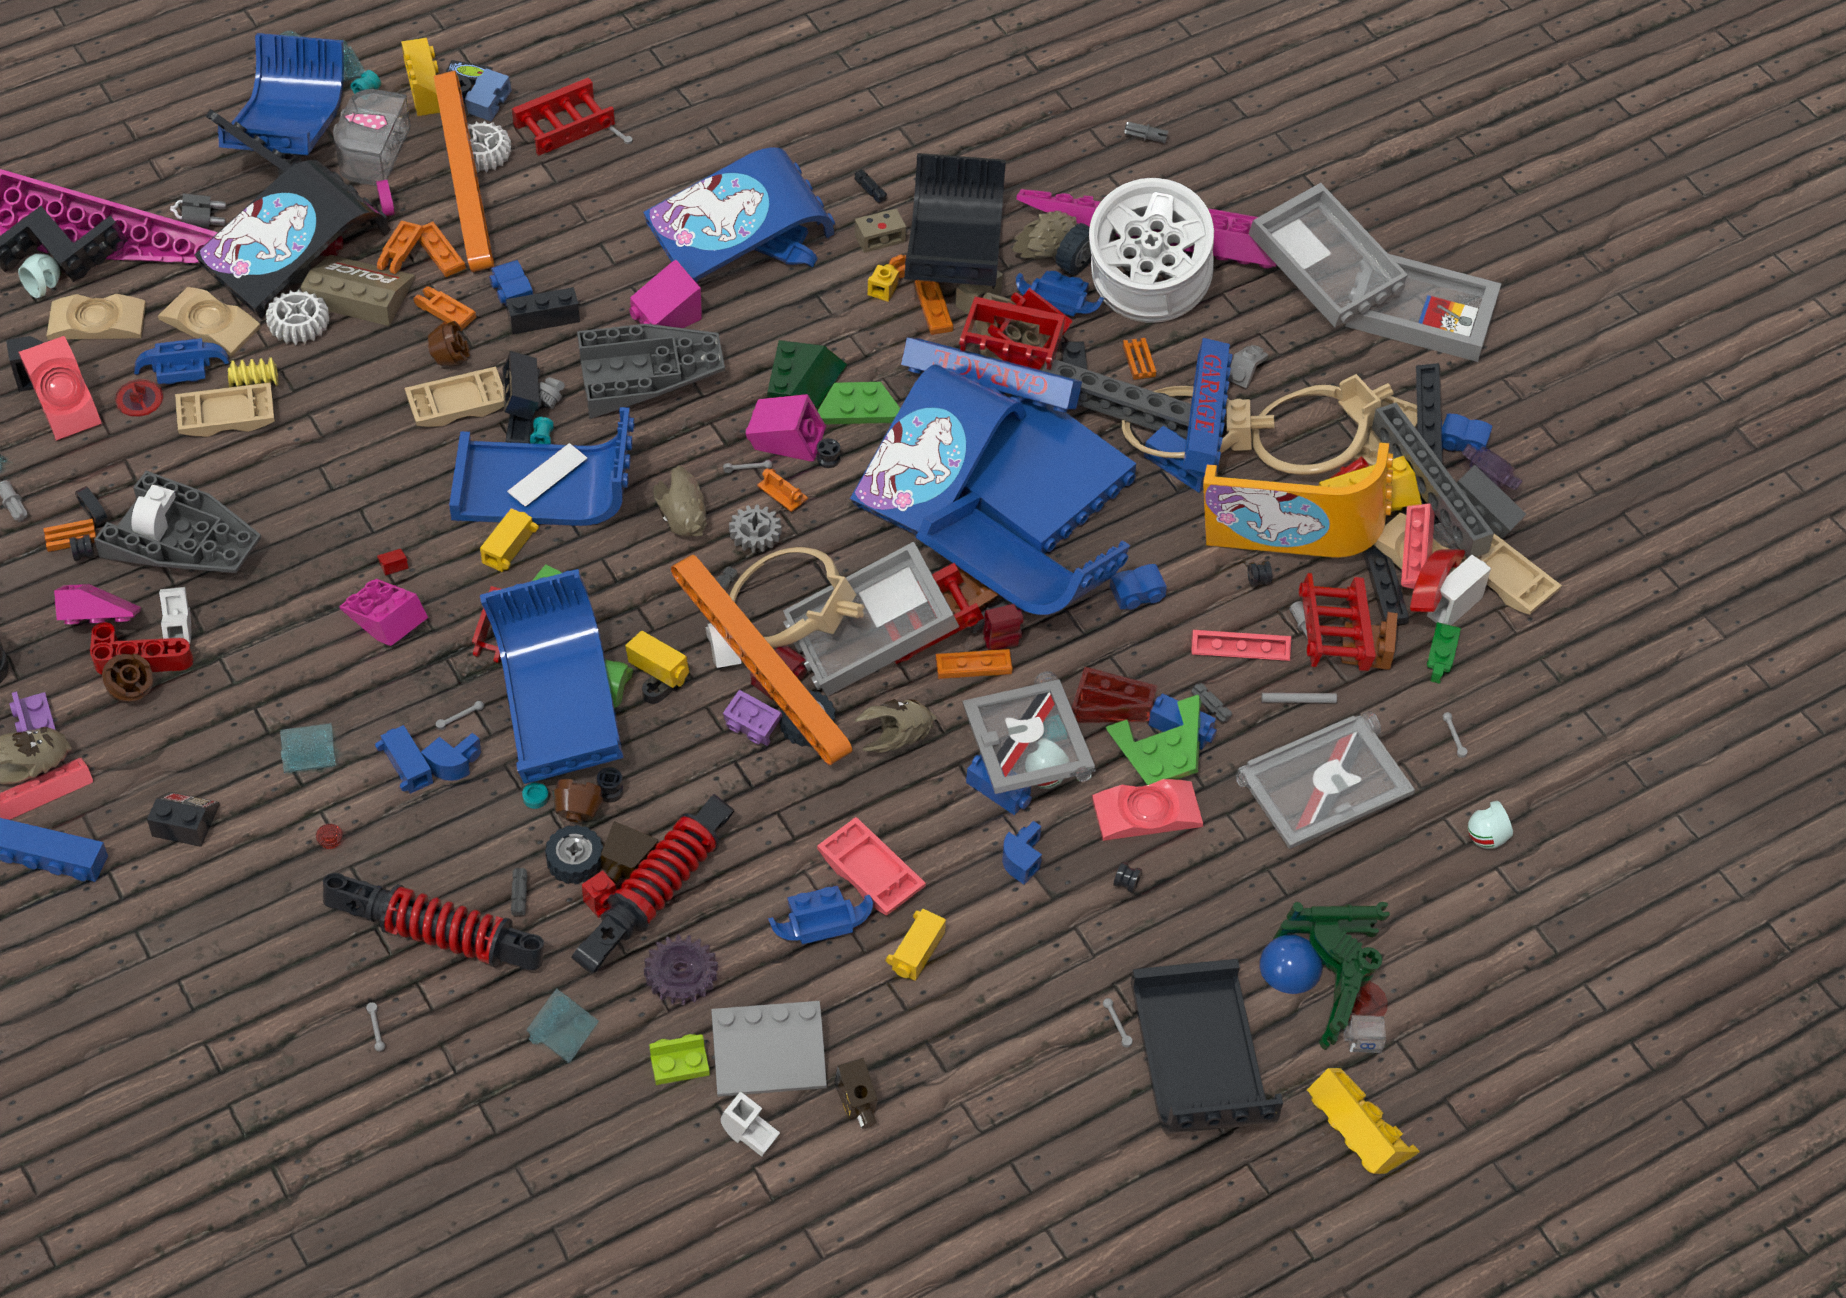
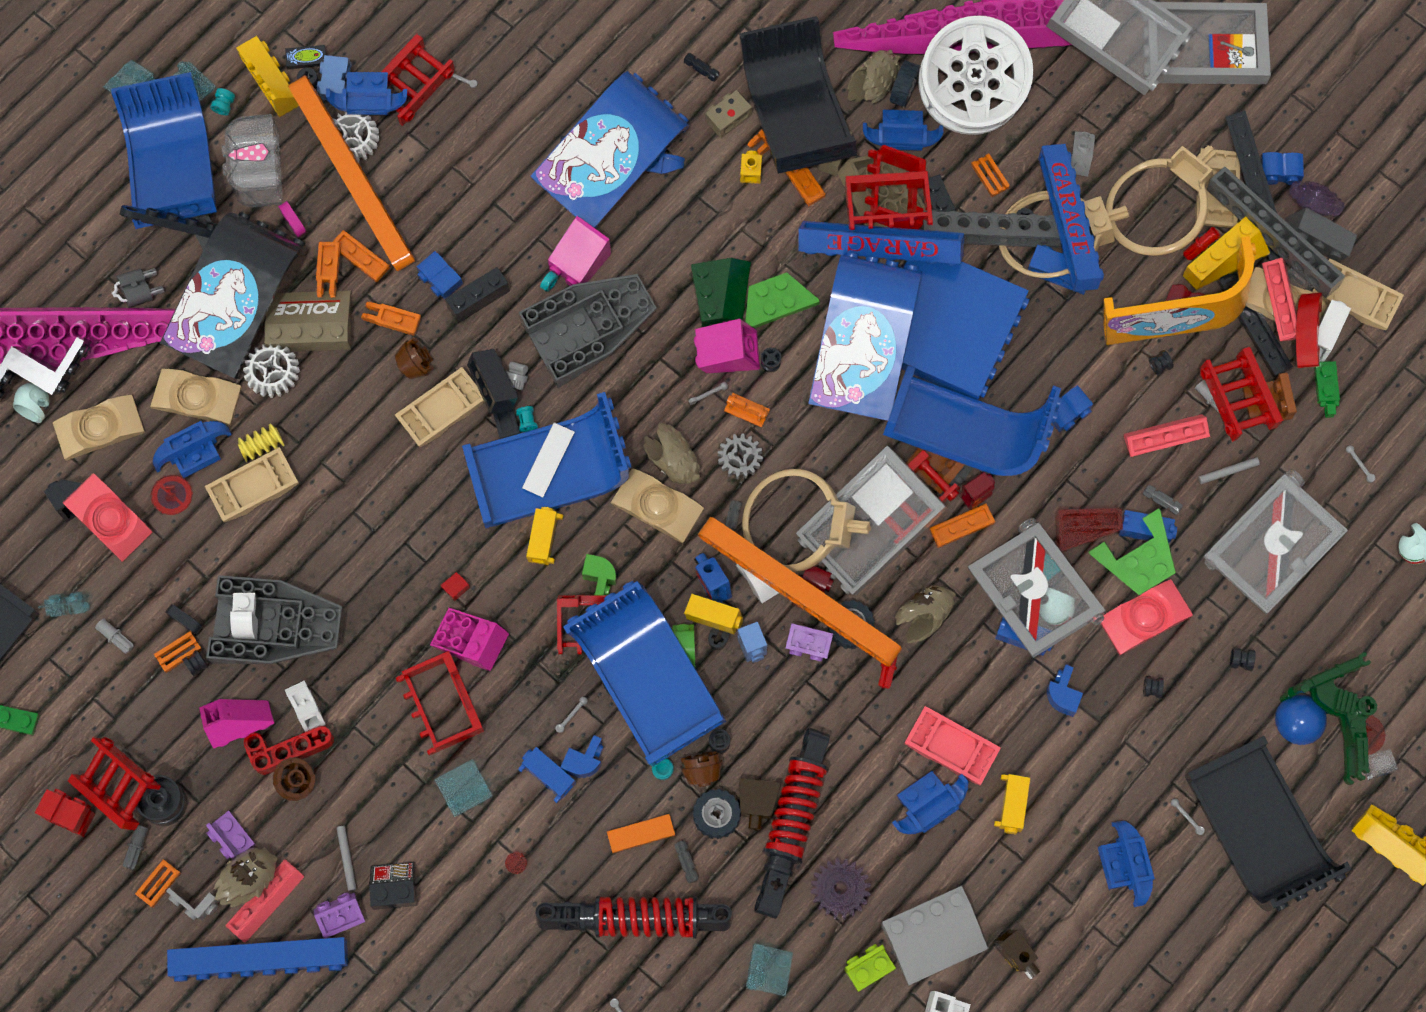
camera: 15 degrees left, 20 degrees up
(111, 825) = (338, 914): none -> medium lavender bracket
(147, 777) = (346, 858): none -> light grey bar
(323, 696) = (429, 664): none -> red hinge
(481, 849) = (641, 833): none -> orange tile
(511, 110) = (366, 95): none -> blue plate
(596, 892) = (752, 844): red brick -> none
(624, 318) = (549, 281): none -> teal tile
(643, 549) = (658, 505): none -> tan slope
(672, 620) = (712, 578): none -> blue torso
(688, 696) = (752, 642): none -> medium blue brick
(830, 773) = (887, 674): none -> red axle
(1026, 1046) = (1128, 863): none -> blue plate
(1243, 880) = (1242, 659): none -> black wheel

